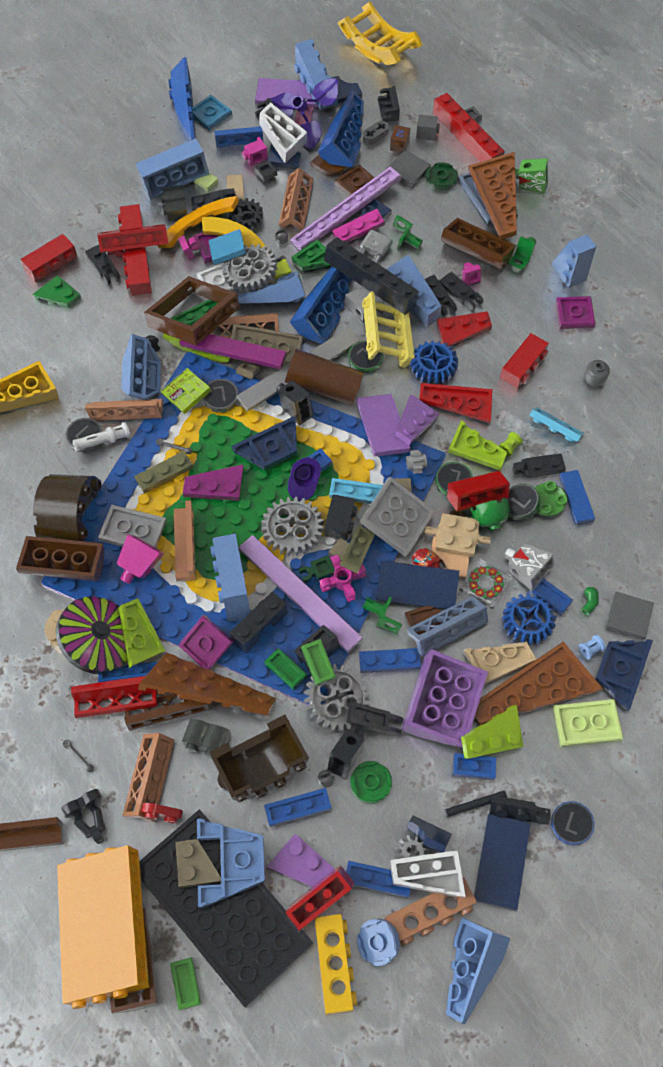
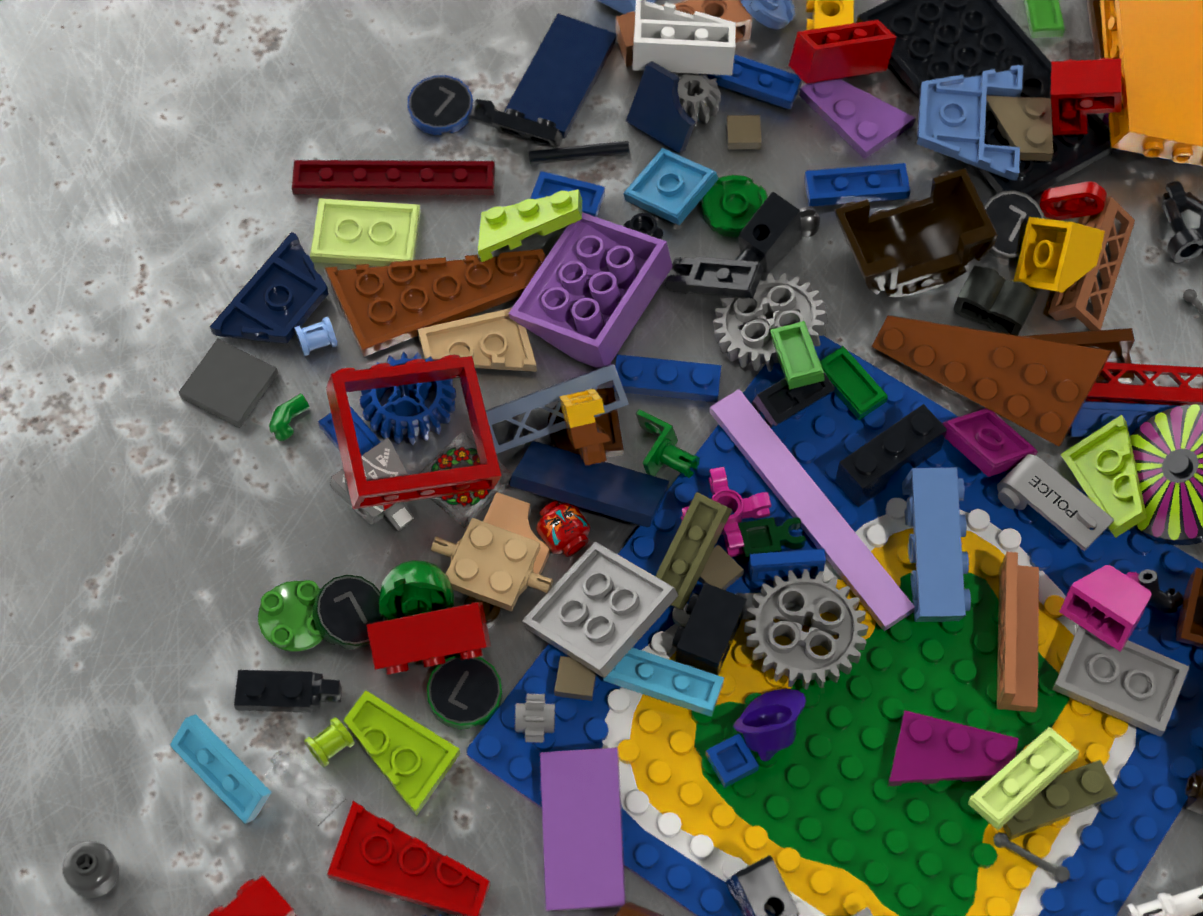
camera: 170 degrees left, 0 degrees up
(114, 573) = (1163, 601): none -> black arm
(156, 873) = (1084, 89): none -> red brick
(170, 766) = (1057, 253): none -> yellow slope
(176, 614) = (1055, 498): none -> light grey door
(179, 471) = (1023, 778): none -> yellowish green tile
(199, 791) = (1009, 216): none -> black tile
(270, 445) = (828, 815): dark blue wing -> none
(306, 555) = (767, 565): none -> blue tile
(375, 837) = (743, 132): none -> dark tan tile
(413, 785) = (670, 186): none -> dark azure tile
(415, 420) = (509, 827): medium lavender wing -> none
(428, 603) = (581, 425): none -> hips
(429, 753) = (646, 222): none -> black plate
(506, 556) = (421, 485): none -> red window
(577, 497) = (237, 614): blue tile -> none
(583, 764) = (393, 177): none -> dark red tile

